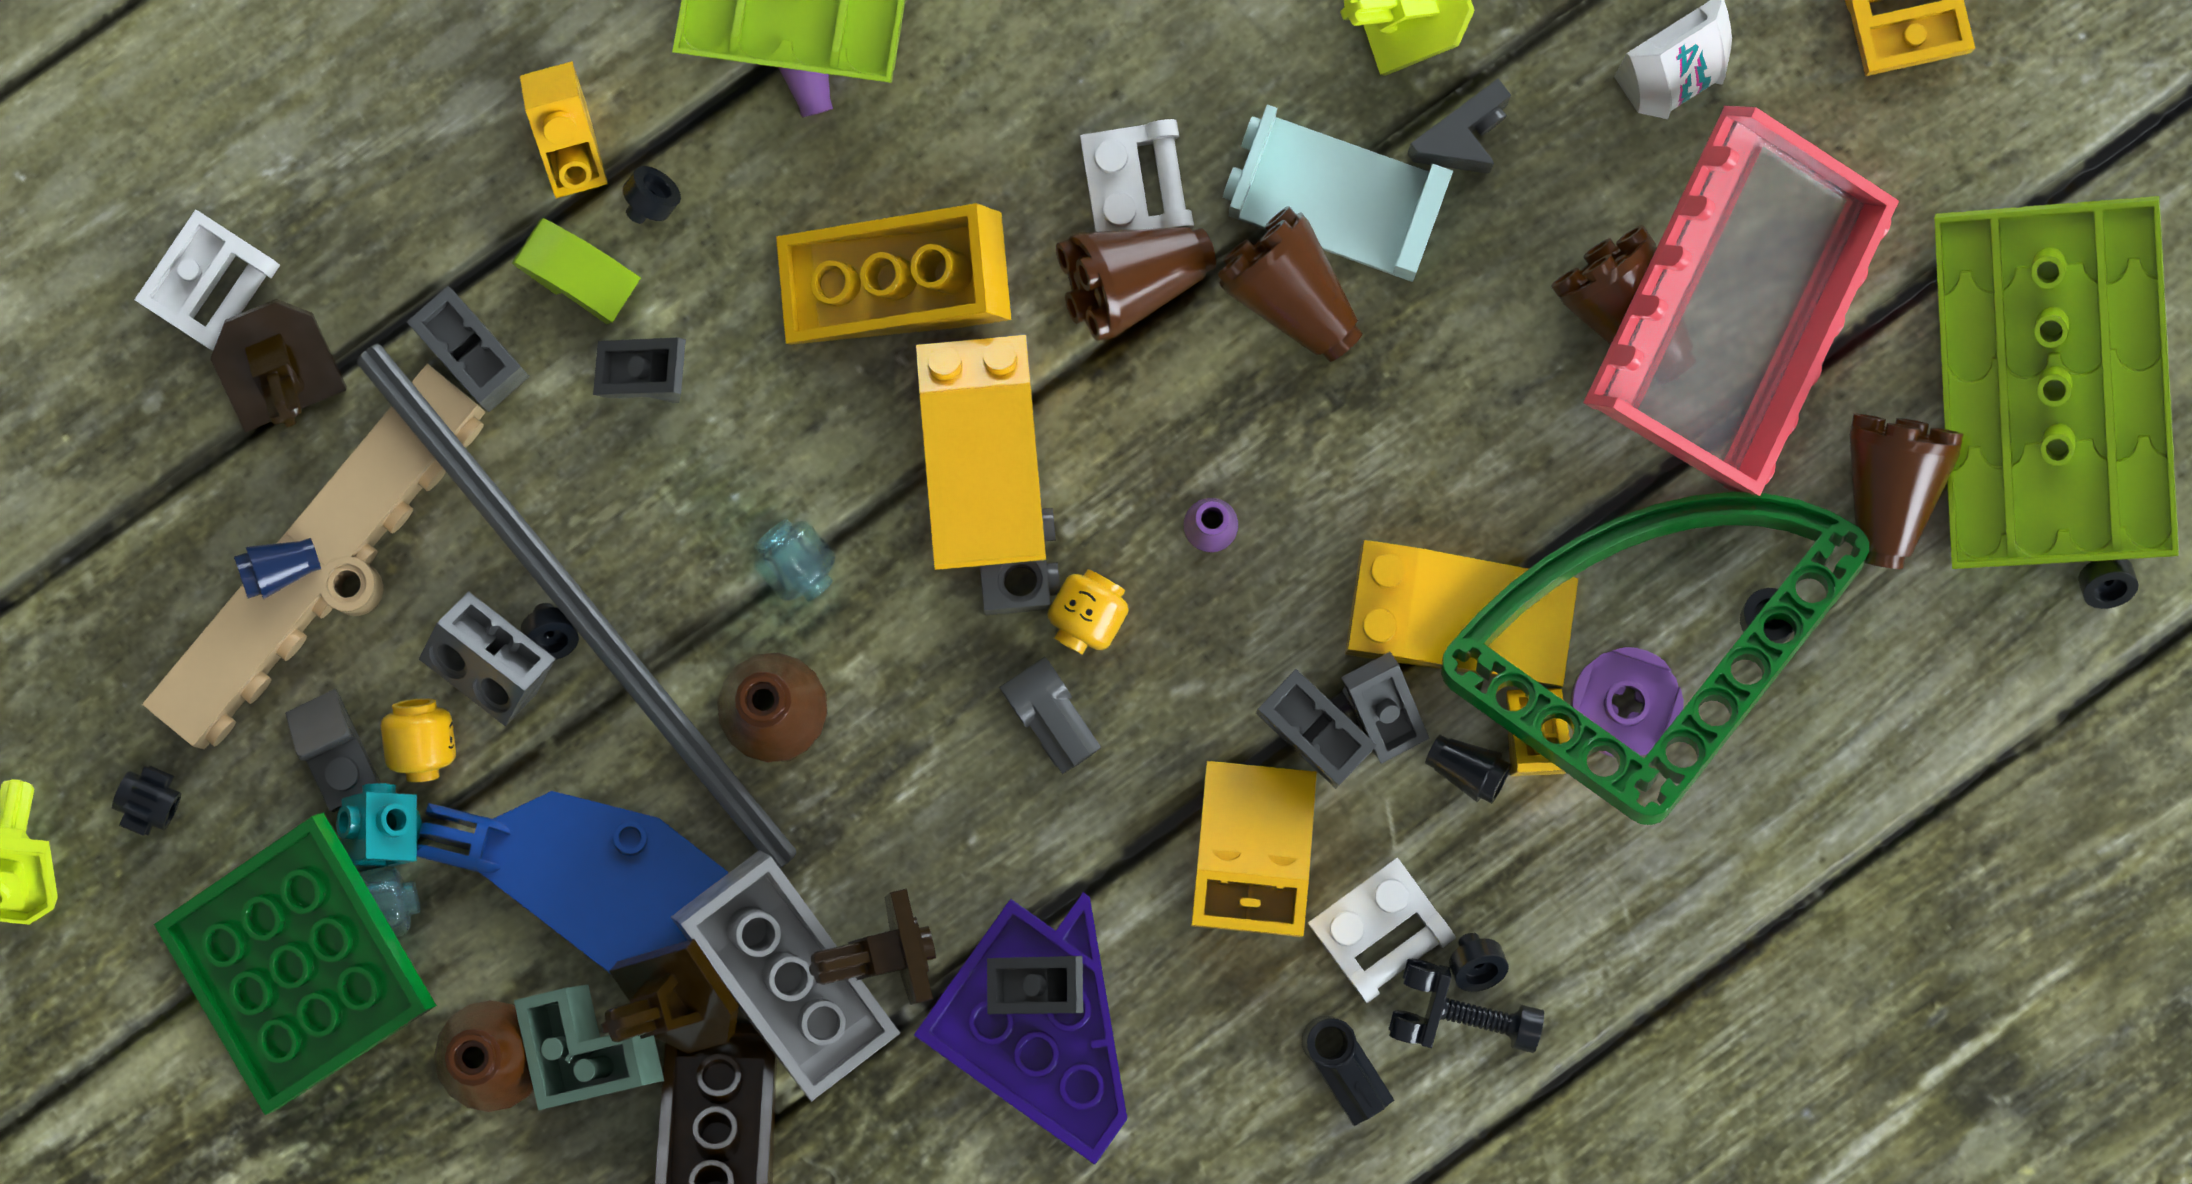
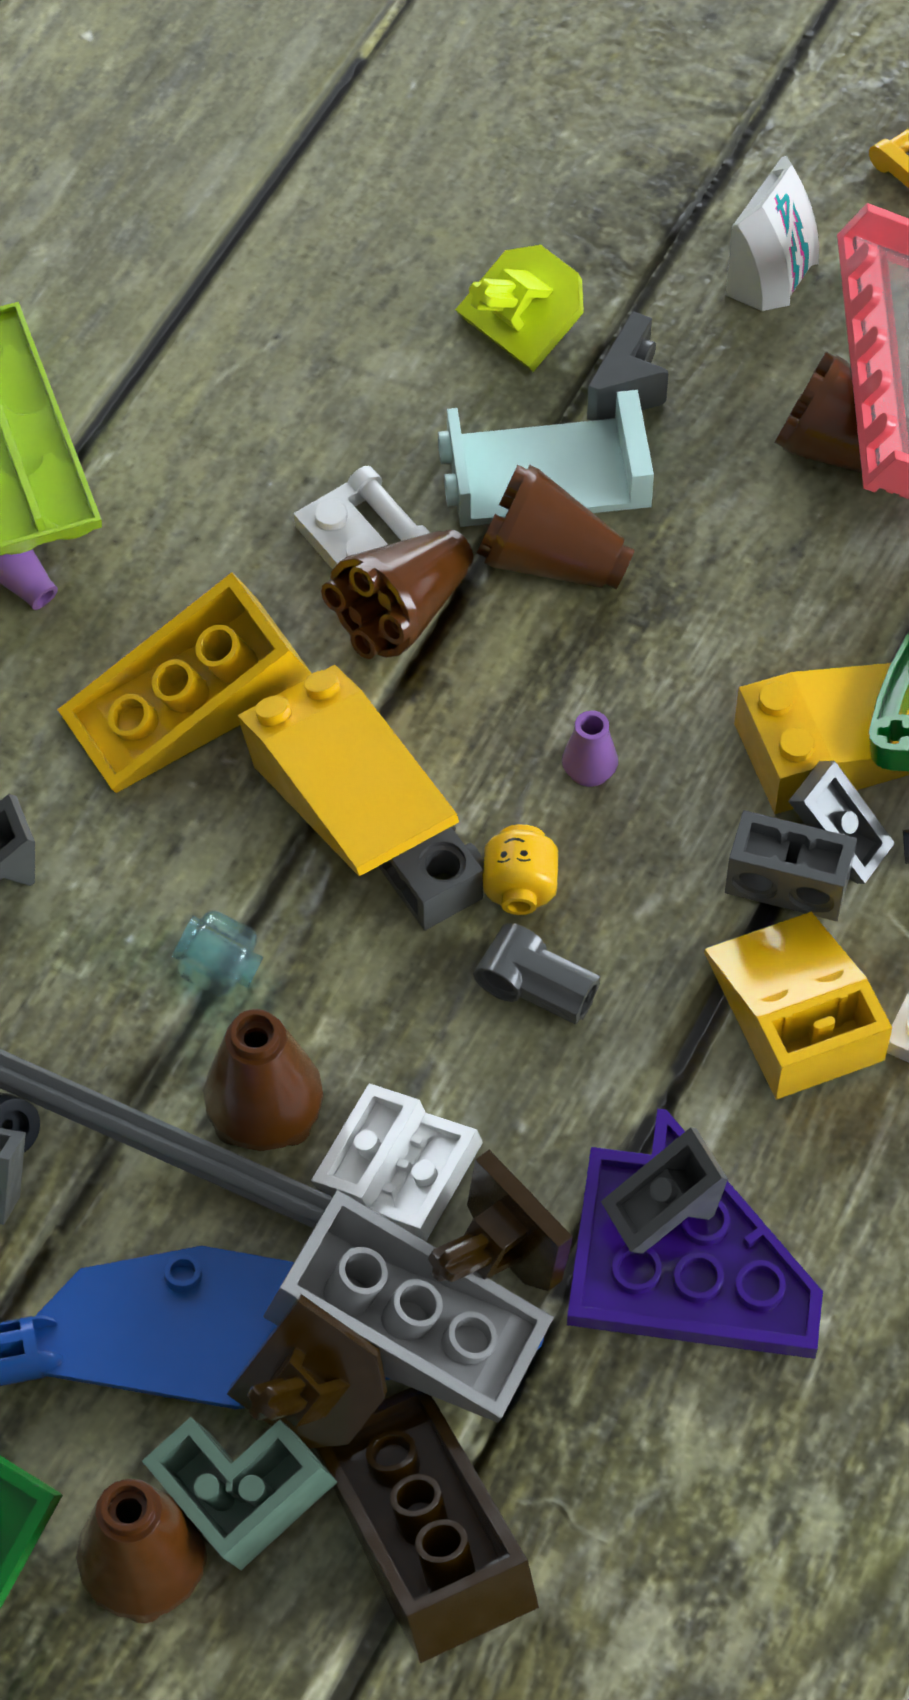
camera: 30 degrees left, 25 degrees down
(852, 823) = (398, 1159): none -> white slope

